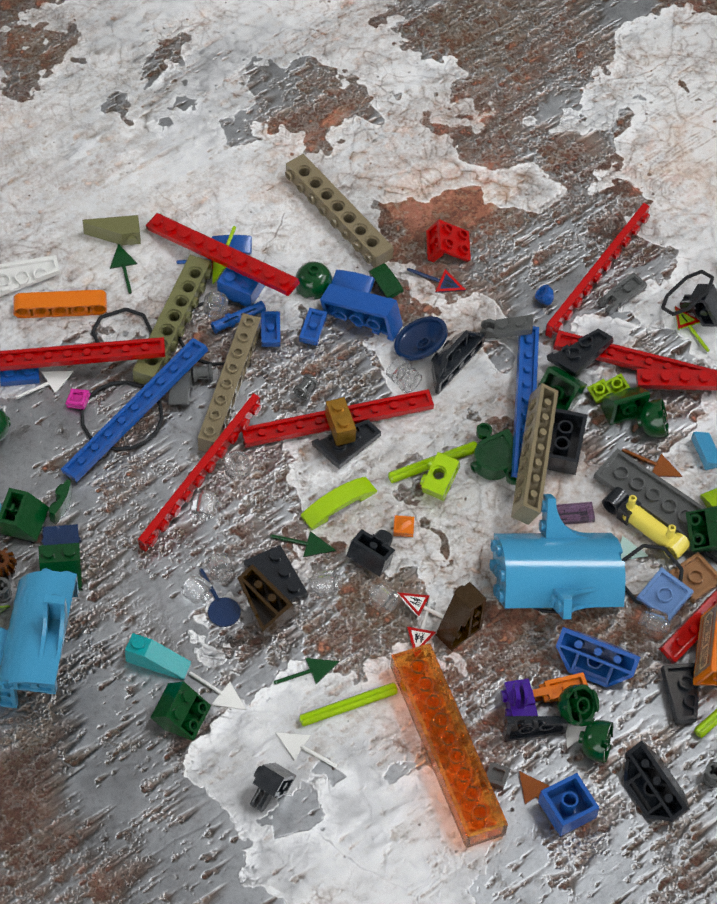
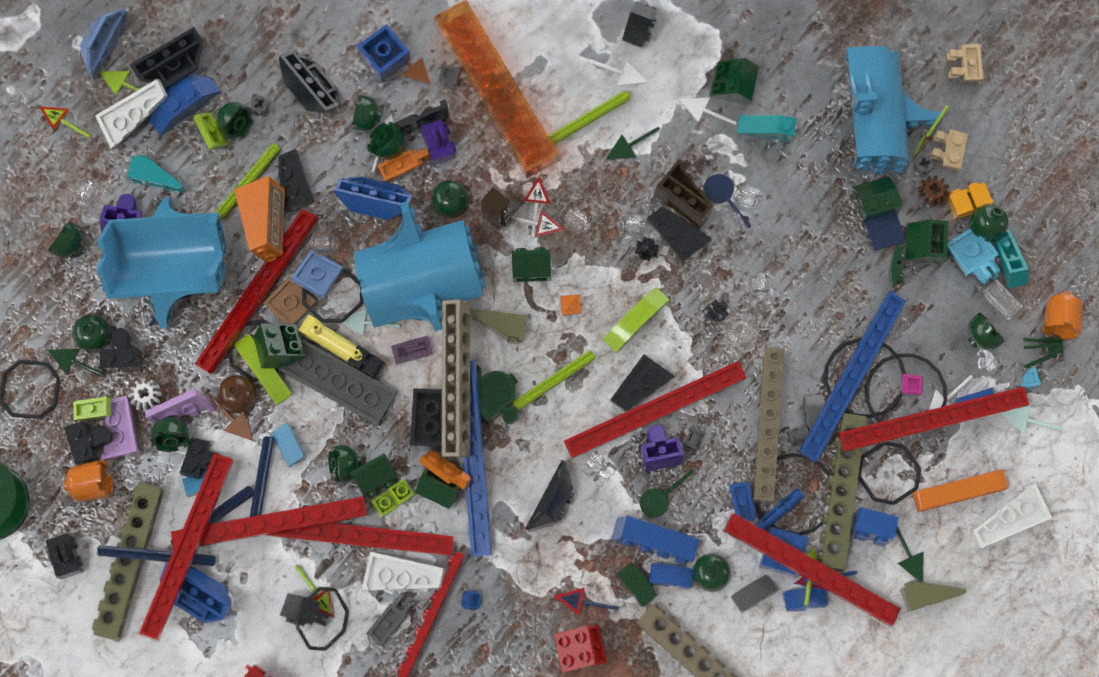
camera: 175 degrees right, 20 degrees up
(87, 425) = (902, 355): none -> black piece
(151, 282) = (874, 526): none -> blue brick
(198, 474) = (768, 324): red plate -> none
(215, 304) = (804, 518): clear head -> none
(255, 490) = (717, 311): none -> black gear
(280, 255) = (753, 593): none -> dark grey slope
(313, 326) = (700, 514): blue plate -> none
(313, 546) = (650, 271): dark green piece -> none
(314, 559) = (646, 249): none -> black gear
(340, 378) = (660, 452): none -> dark purple brick
(340, 421) = (651, 393): pearl gold brick -> none
(352, 345) = (655, 502): none -> dark green piece
(372, 550) = (594, 267): black brick -> none
(421, 338) = (597, 516): dark blue dish -> none
(438, 563) = (531, 265): none -> dark green slope
(440, 487) = (541, 367): lime brick -> none
(477, 516) = (505, 325): none -> olive slope
(507, 327) = (501, 546): dark grey hinge -> none
(514, 646) = (450, 199): none -> dark green cylinder
(564, 400) = (445, 469): none -> orange hinge
(581, 354) = (424, 525): black wing -> none
(621, 327) = (397, 574): none -> white wing
(662, 468) = (331, 418): dark orange piece -> none

